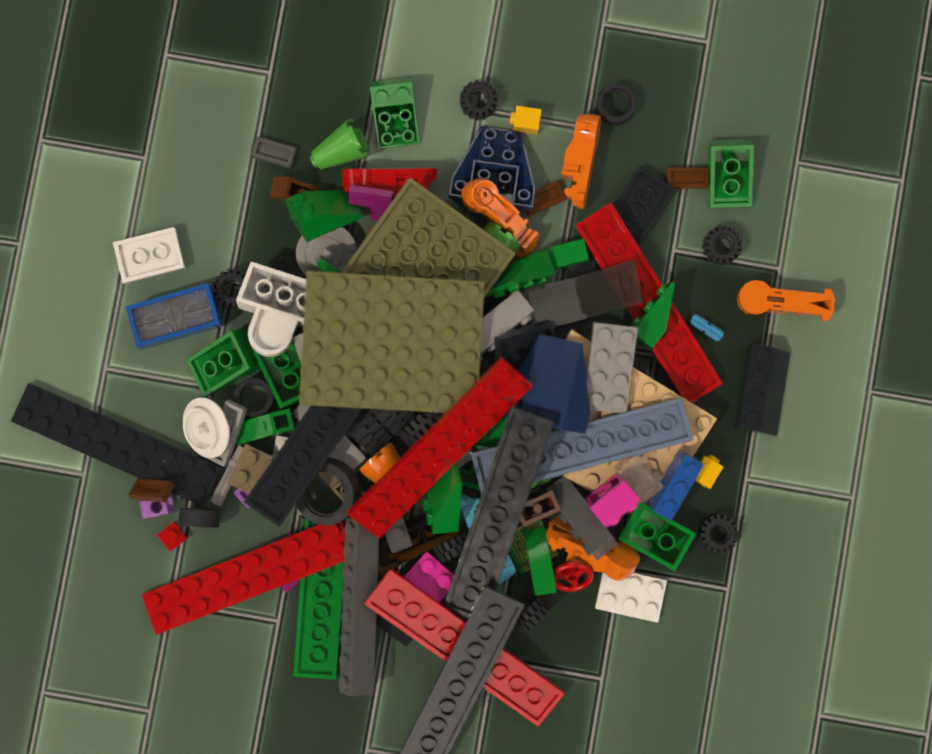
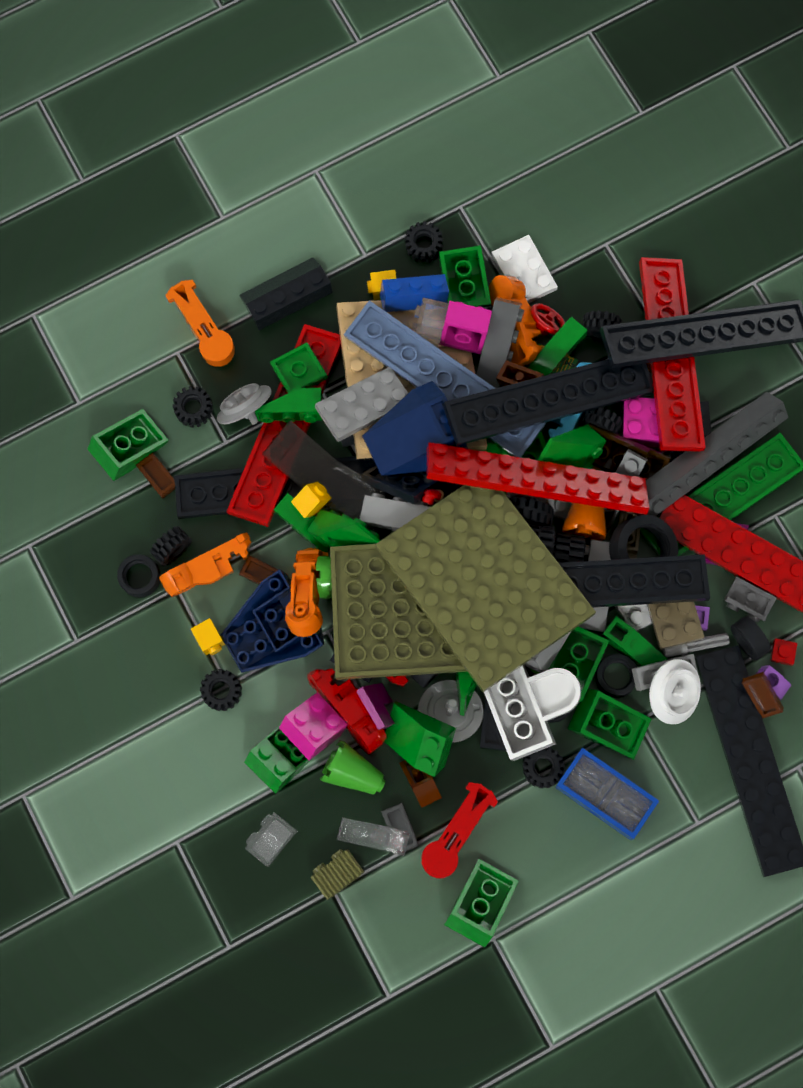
camera: 120 degrees left, 10 degrees down
(149, 255) = (573, 862): white plate -> none
(173, 168) = (481, 903): none -> green slope
(227, 162) = (441, 856): none -> red piece
(228, 542) = (749, 599): none -> flat silver bracket
(276, 81) = (336, 874): none -> olive brick
(280, 126) = (373, 836): none -> clear slope
(339, 53) = (270, 839): none -> clear brick
(394, 143) = (313, 726): none -> dark pink brick
(491, 357) = (432, 495): none -> red arm
(567, 271) = (311, 499): none -> yellow brick
(619, 143) = (170, 545): none -> black tyre
(685, 347) = (298, 368): none -> green tile
(690, 282) = (243, 403): none -> light grey piece
(710, 329) = (269, 374): dark azure piece -> none

